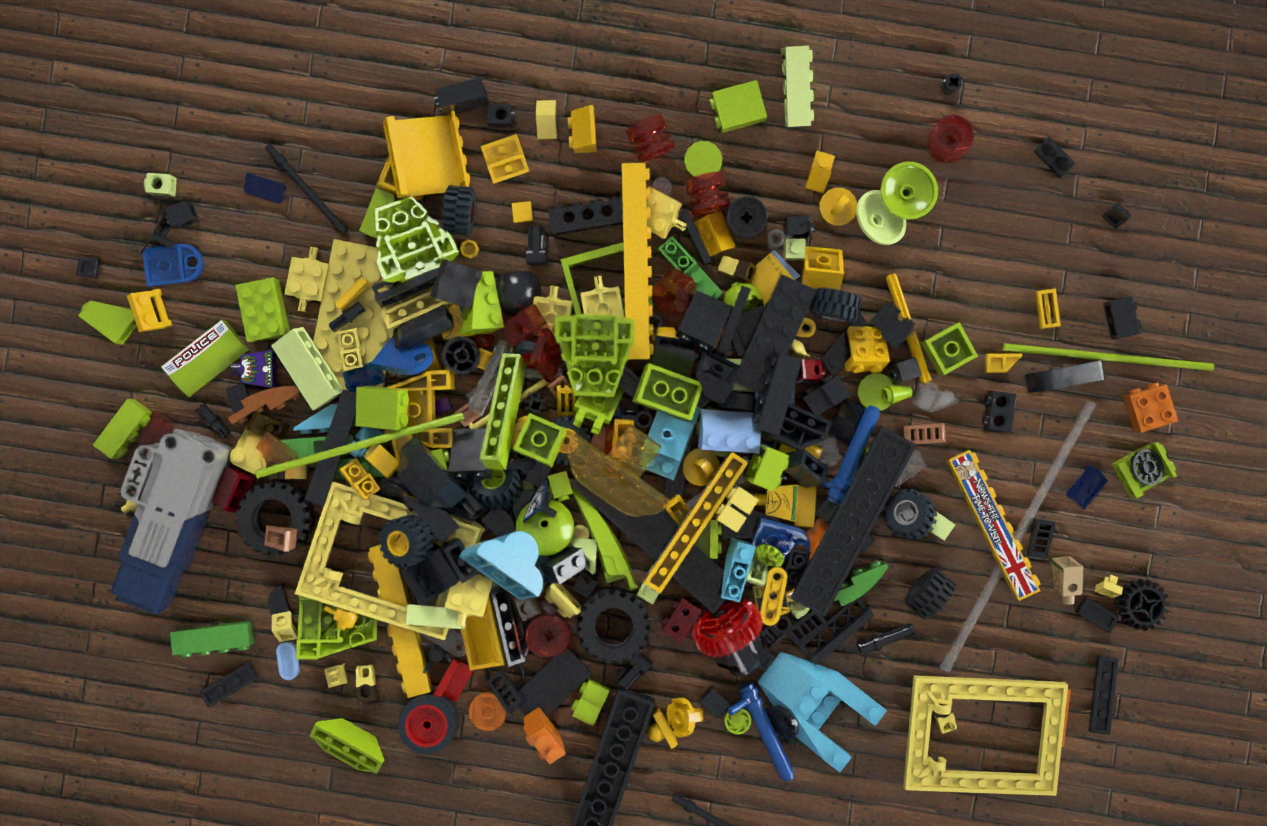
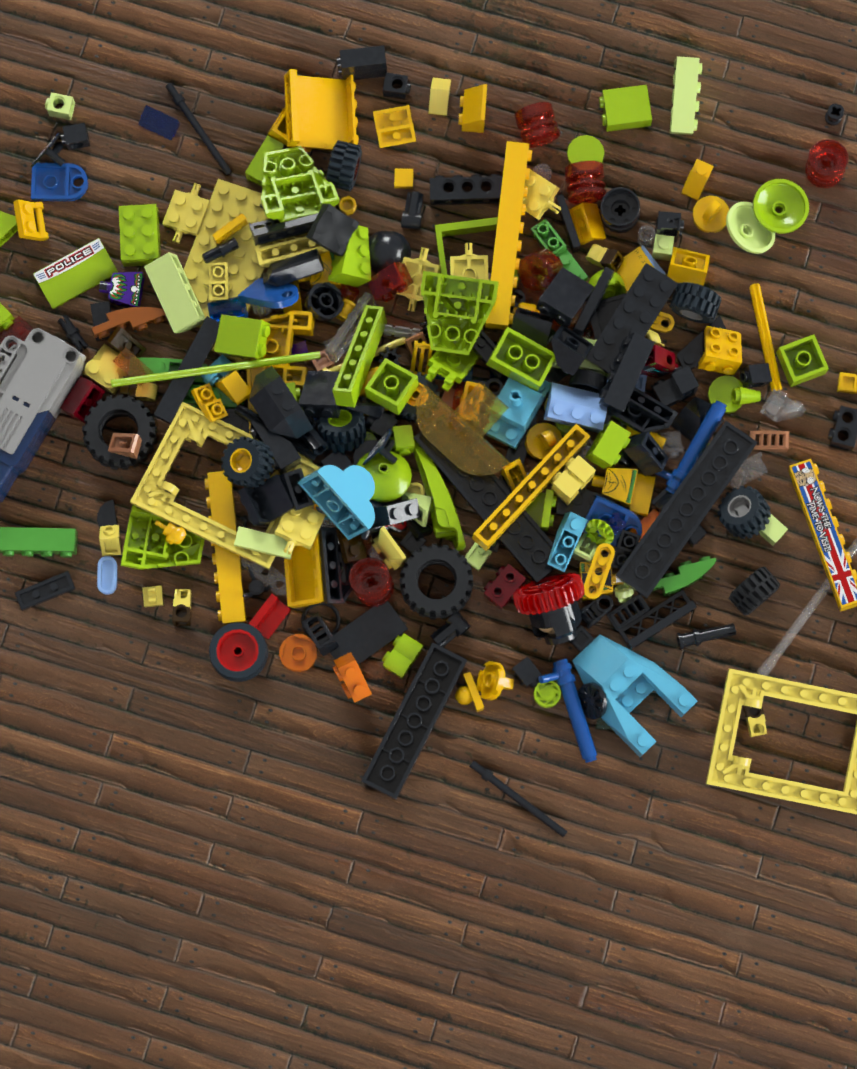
camera: 10 degrees right, 10 degrees down
(321, 421) = (176, 347): medium azure slope -> none
(348, 744) = (154, 663): lime wedge -> none
(542, 354) = (404, 311): clear red plate -> none
(893, 325) = (750, 330): black brick -> none

